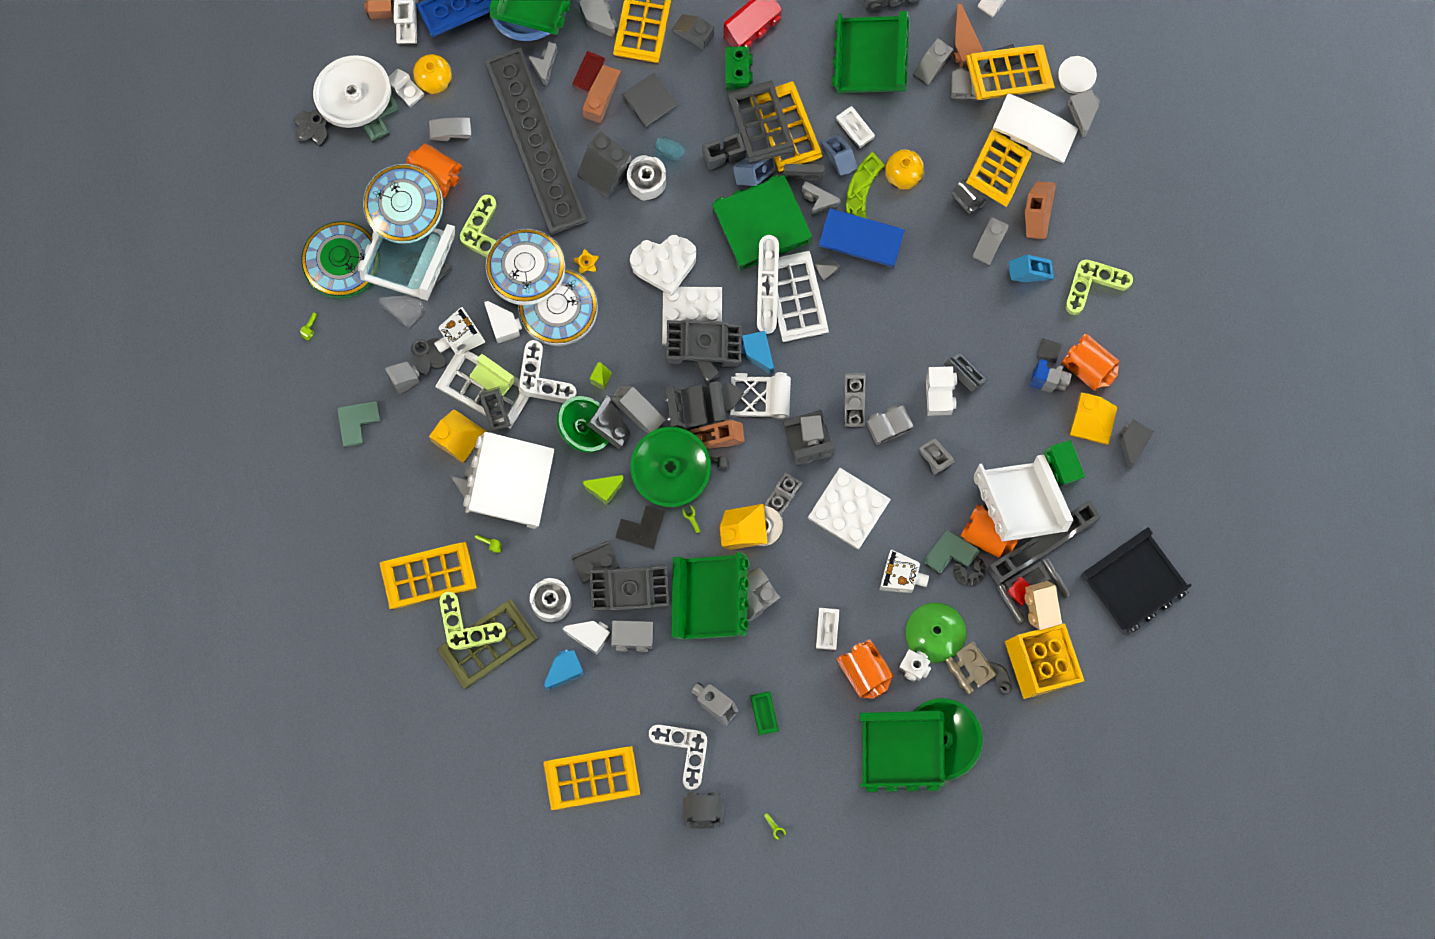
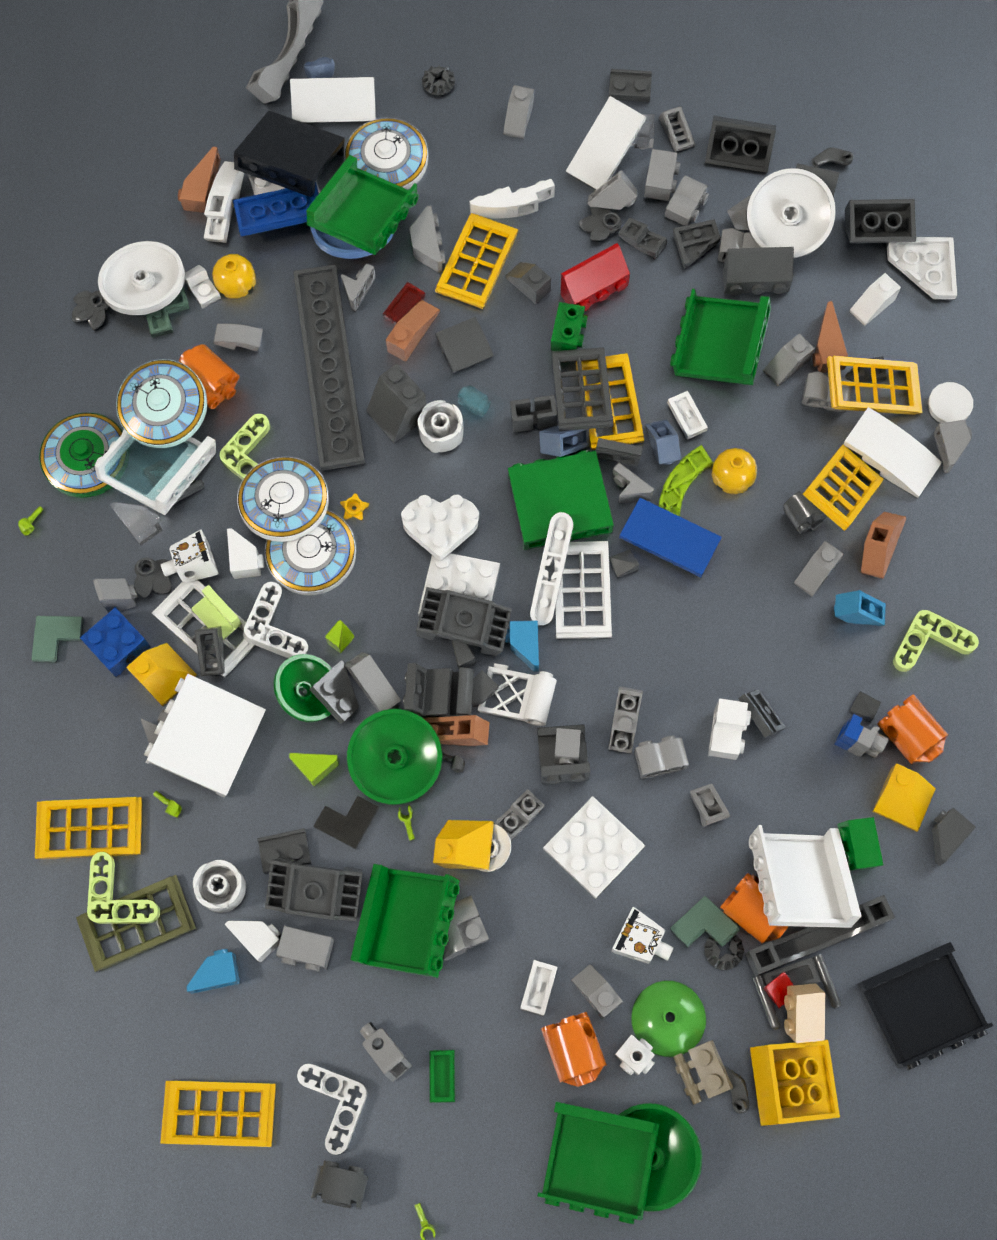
camera: 15 degrees right, 5 degrees down
(412, 417) = (115, 642): none -> blue brick
(875, 622) = (597, 991): none -> light grey slope

